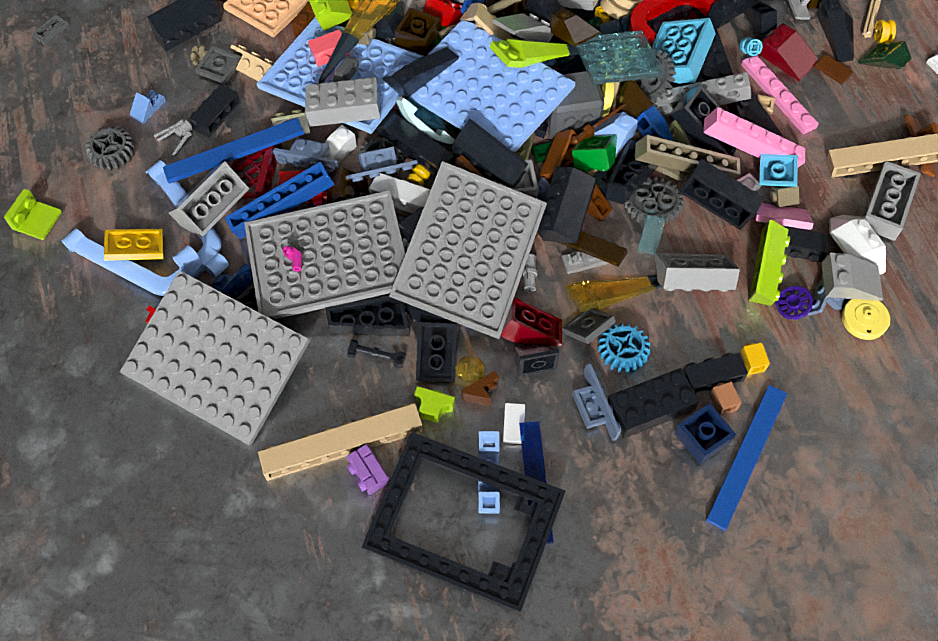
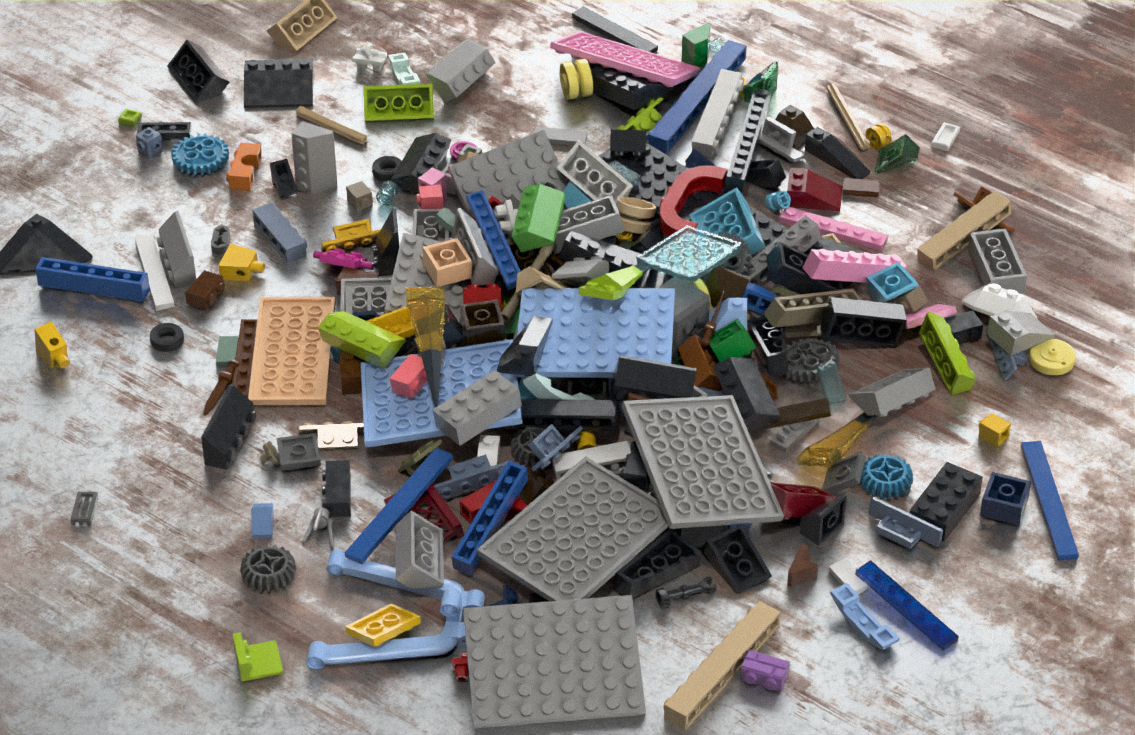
camera: 35 degrees left, 20 degrees down
(295, 256) = (554, 545): dark pink arm -> none
(346, 69) = (450, 383): dark grey beam -> none
(433, 403) = (771, 594): lime brick -> none
(470, 369) = (778, 556): clear yellow head -> none
(517, 580) = (957, 675): black plate -> none
(571, 28) = (628, 249): dark brown slope -> none
(712, 371) = (976, 452): black brick -> none
(725, 398) = (997, 464): nougat brick -> none
(794, 302) = (989, 374): dark purple wheel -> none

